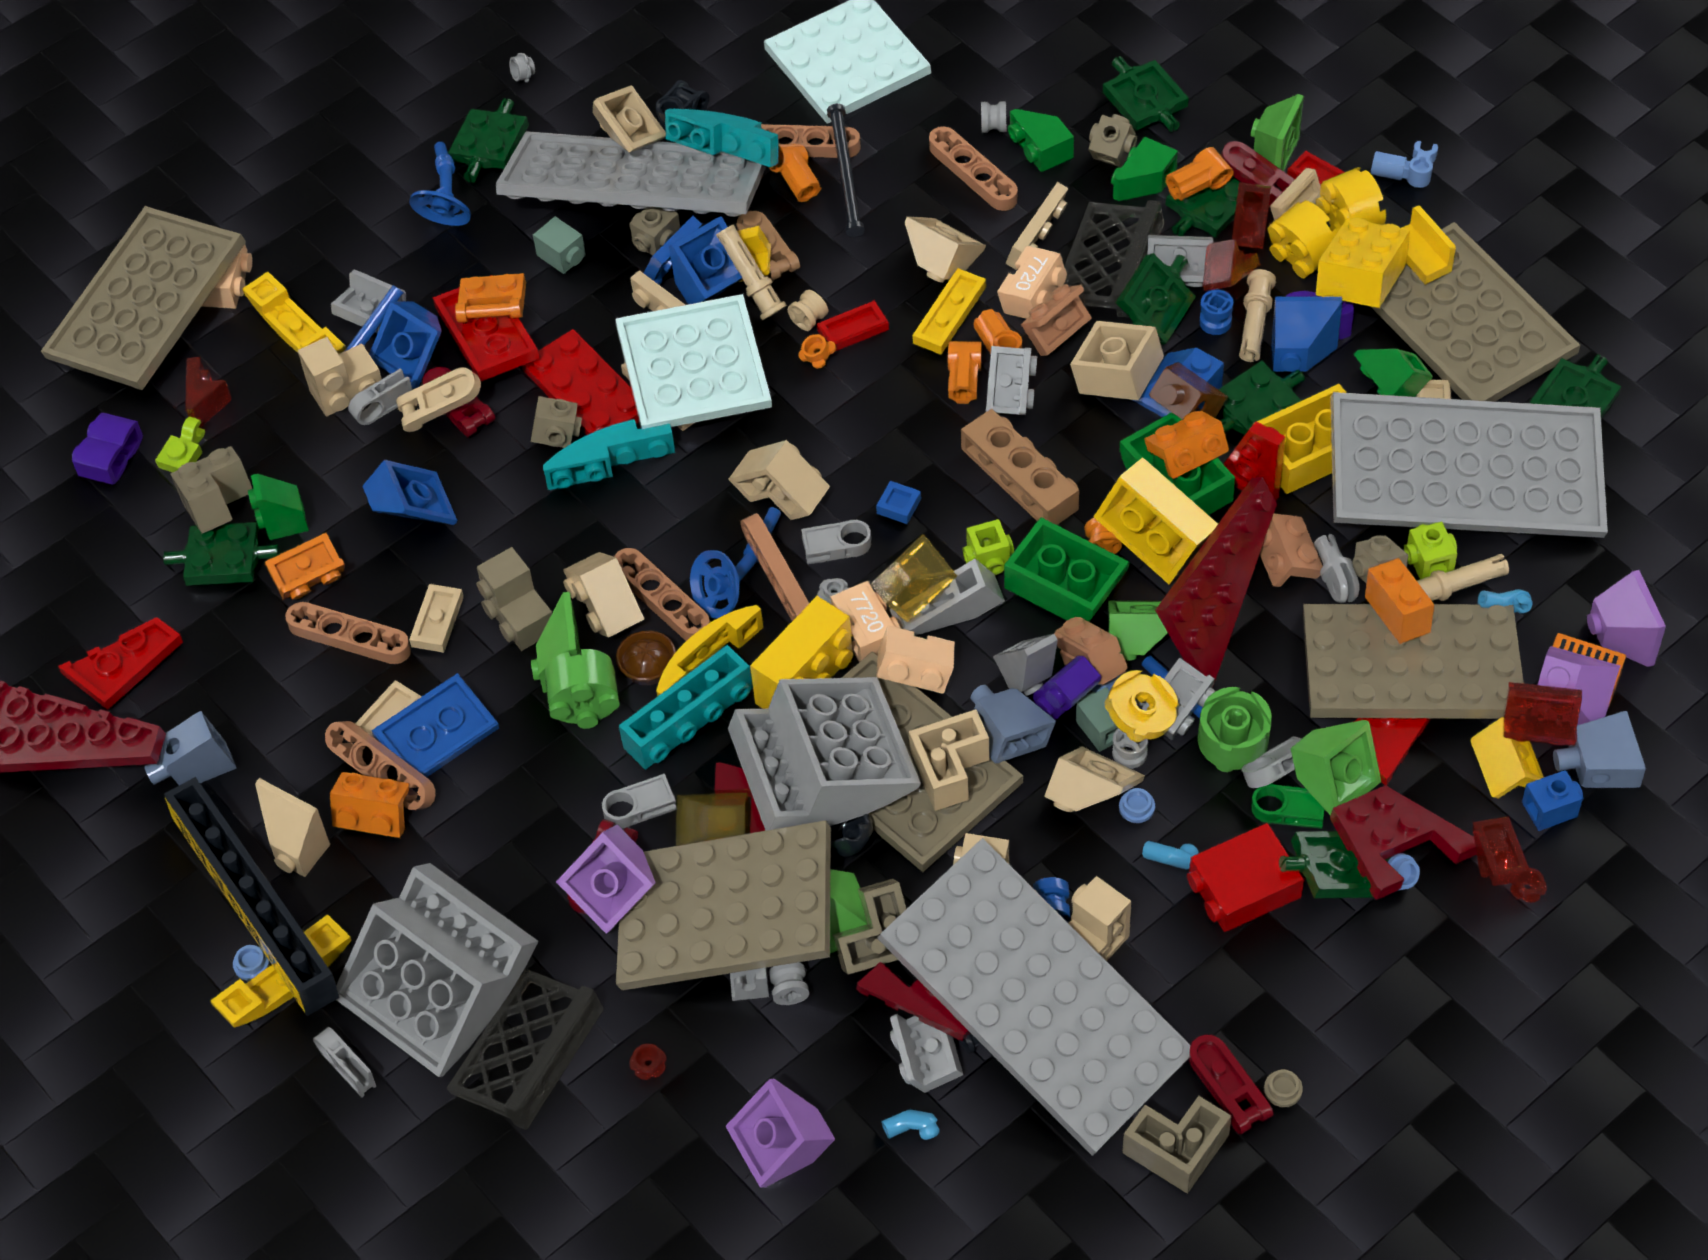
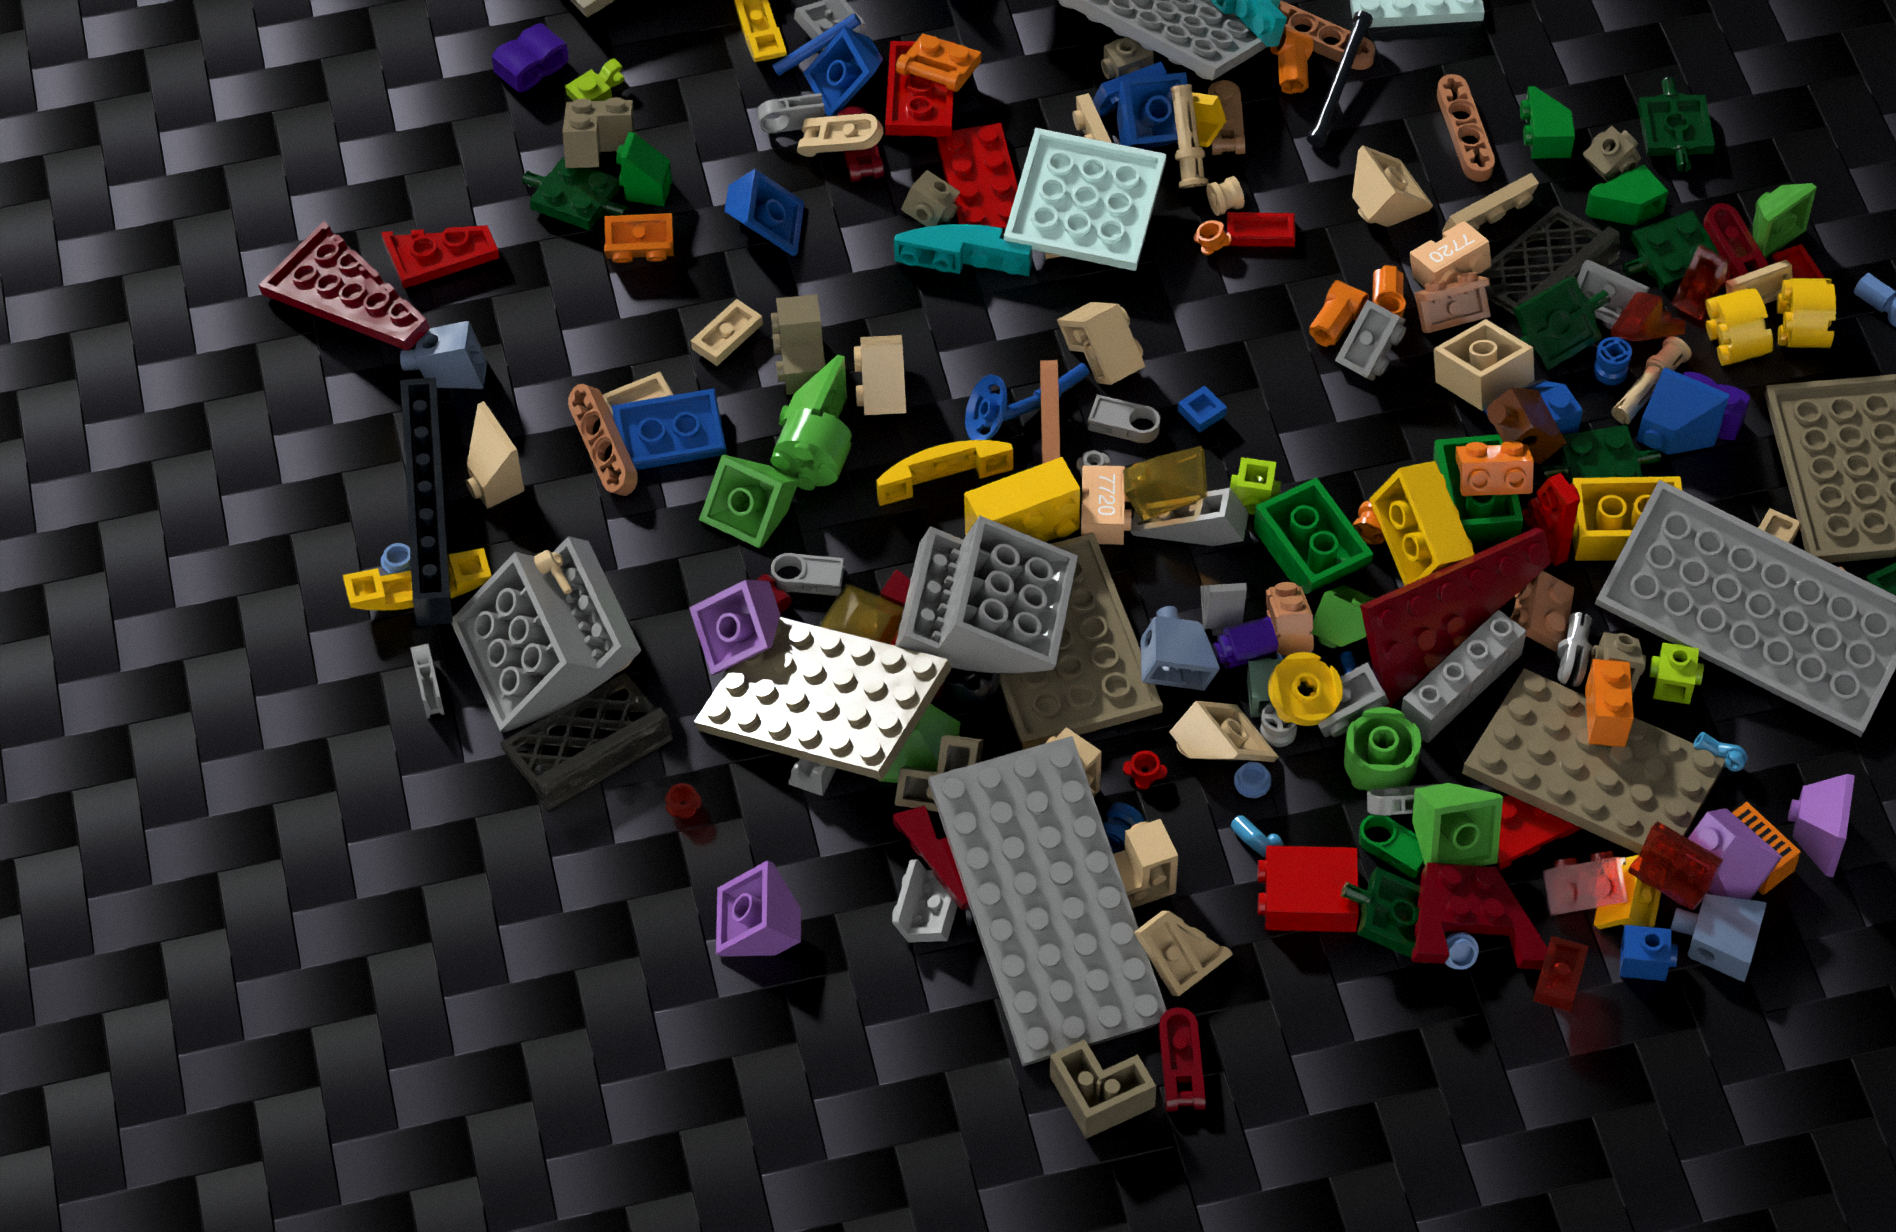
camera: 25 degrees right, 0 degrees up
(204, 396) = (638, 44): clear red slope -> none
(335, 376) = (763, 77): tan brick -> none
(345, 637) = (647, 309): nougat beam -> none
(369, 804) = (572, 469): orange bracket -> none
(410, 897) = (552, 562): none -> tan hand
(546, 760) = (748, 499): none -> bright green slope
(559, 245) = (1031, 39): sand green brick -> none
(644, 656) = (887, 445): reddish brown hat -> none
(665, 592) = (936, 399): nougat beam -> none
(686, 707) = (894, 507): teal brick -> none
(788, 983) = (842, 790): light grey wheel -> none
(912, 1119) = (879, 958): dark azure arm -> none
(915, 659) = (1125, 556): light nougat brick -> none
(943, 753) = (1096, 648): tan brick -> none
(949, 311) = (1358, 252): yellow plate -> none
(993, 116) = (1513, 86): light grey wheel -> none
(1020, 468) = (1333, 427): medium nougat brick -> none
(1043, 831) = (1144, 760): none -> red plate
(1171, 986) = (1179, 951): none -> tan wing
(1205, 171) = (1682, 221): orange piece -> none
(1260, 629) = (1464, 675): none -> light grey brick
(1283, 1088) = (1229, 1089): dark tan plate -> none
(1362, 262) = (1775, 371): yellow brick -> none
(1394, 371) = (1748, 491): green slope -> none
(1429, 248) = (1851, 384): yellow panel -> none
(1442, 585) = (1669, 709): tan pin -> none
(1471, 764) = (1585, 885): none -> clear red bracket
(1537, 884) = (1580, 1012): clear red plate -> none

